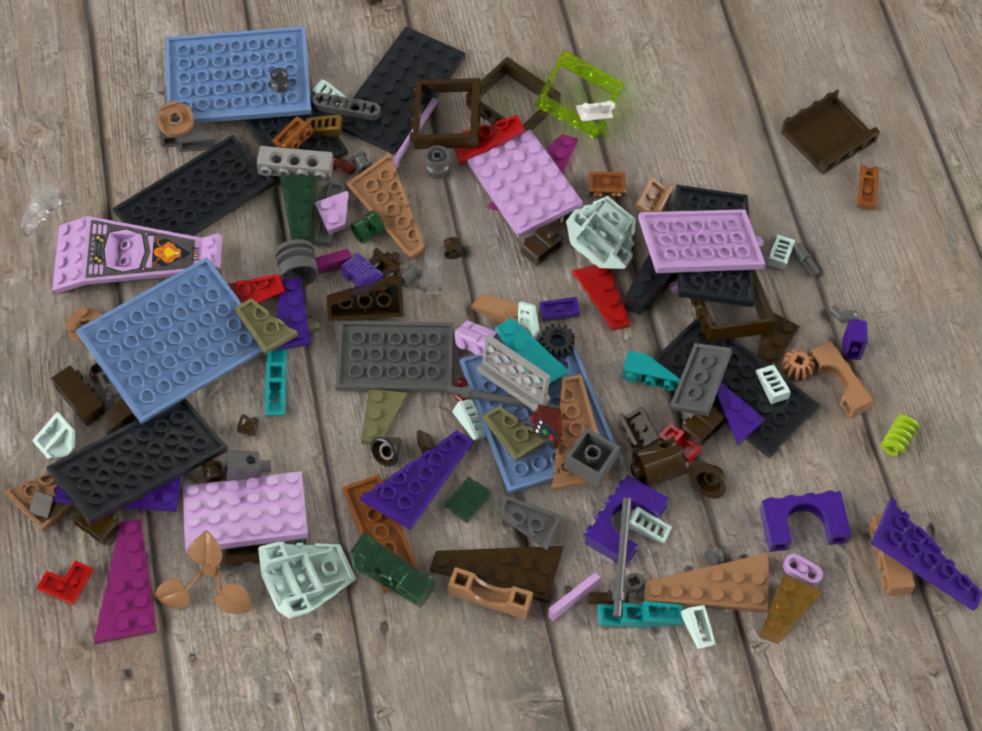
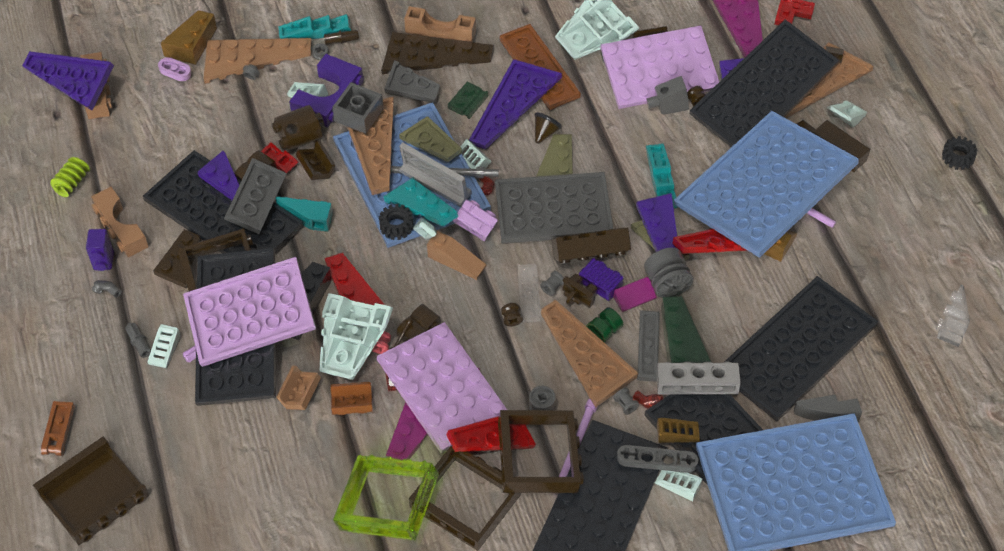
camera: 175 degrees right, 5 degrees down
(77, 319) = (863, 203): medium nougat plate -> none
(114, 251) = (854, 267): lavender wing -> none
(179, 128) = (841, 417): medium nougat plate -> none
(207, 552) = (677, 23): medium nougat plant -> none
(247, 425) = (677, 135): dark brown wheel -> none
(263, 326) = (684, 201): olive wing -> none
(279, 80) = (740, 464): clear smoke wheel -> none
(293, 134) = (707, 407): dark orange bracket -> none
(333, 211) = (644, 338): lavender wing -> none
(391, 570) = (524, 24): clear green wedge -> none
(424, 441) = (512, 137): dark brown slope -> none
(547, 424) = (396, 136): clear red slope -> none
(559, 309) = (396, 265): dark purple plate -> none
(574, 596) = (370, 33): lavender tile -> none
(596, 111) = (367, 467): white hinge -> none
(618, 594) = (332, 31): dark grey bar -> none
(691, 617) = (267, 26): light aqua slope -> none
(708, 478) = (252, 123): dark brown piece -> none
(773, 397) = (182, 193): light aqua slope -> none
(798, 364) = (159, 231): nougat gear -> none
(826, 506) = (189, 109): dark purple arch -> none

